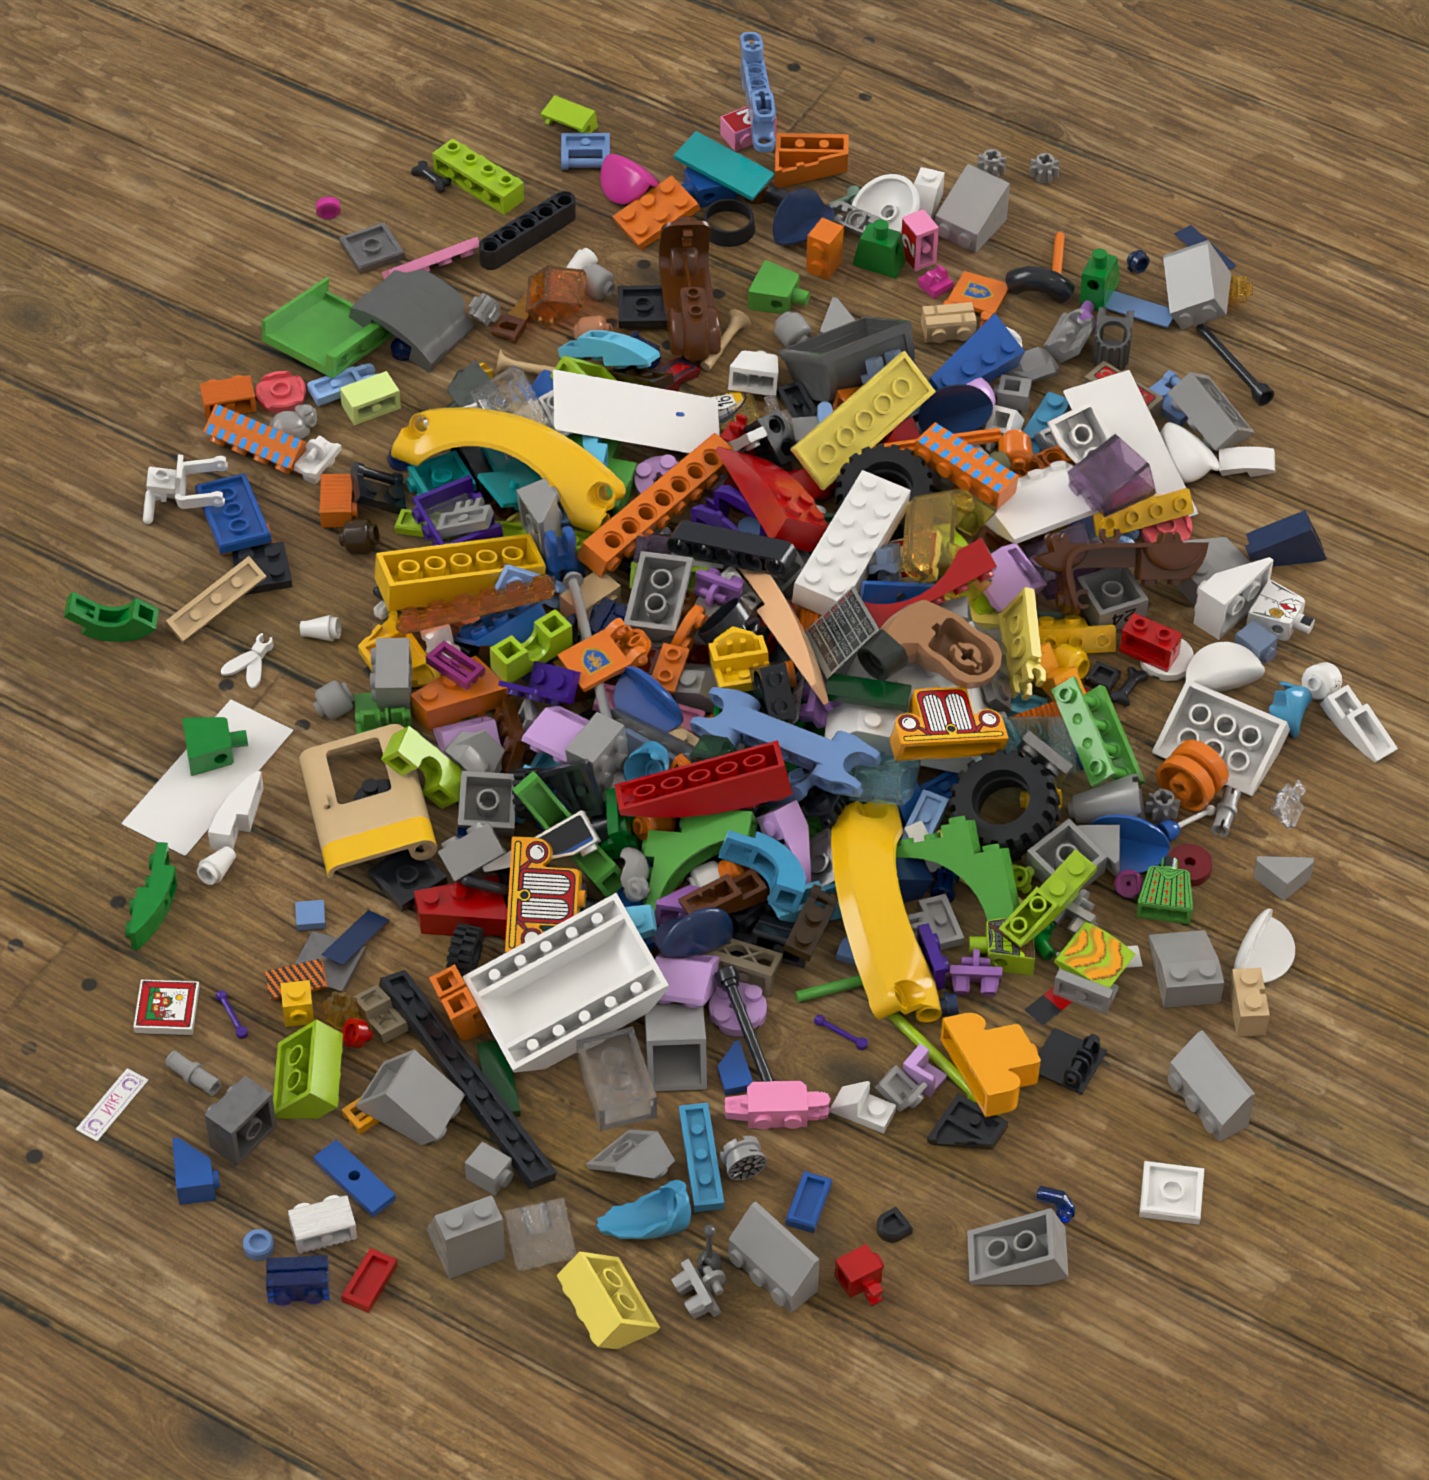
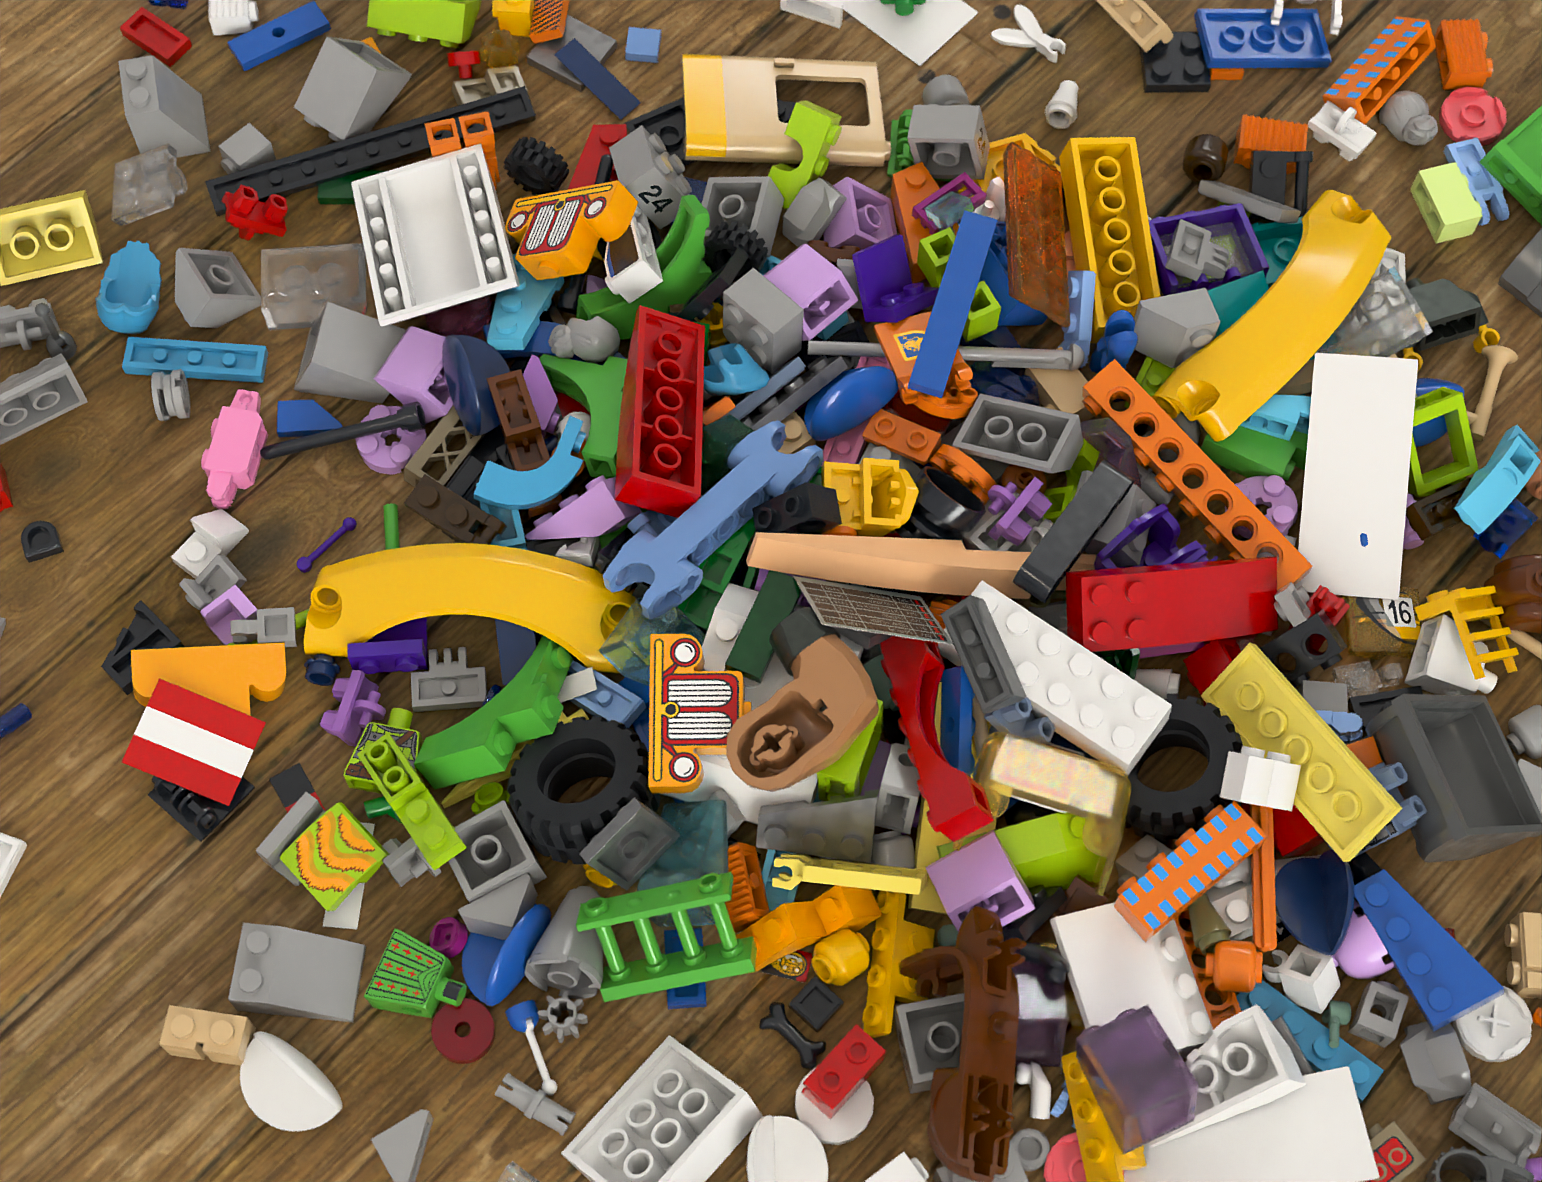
camera: 100 degrees right, 15 degrees up
(403, 499) = (1250, 202): none -> light grey tile
(472, 652) = (948, 210): none -> clear light blue tile
(554, 1141) = (253, 216): none -> red hips
(562, 632) = (952, 304): none -> blue tile
(682, 371) = (1458, 557): slope -> none
(717, 362) = (1469, 606): none -> yellow plate
(808, 1202) = (104, 460): blue tile -> none
(818, 850) = (580, 552): none -> white tile
(856, 570) = (983, 654): none -> dark grey slope
(896, 429) = (1260, 779): none -> white brick
(932, 1034) = (271, 626): none -> light grey plate
(1027, 414) = (1337, 1015): none -> sand green hand
(1039, 543) = (1046, 957): none -> black arm
(1042, 1050) = (193, 742): none -> red sticker
(1193, 774) = (587, 1060): orange wheel -> none
(1211, 1087) = (84, 944): light grey slope -> none

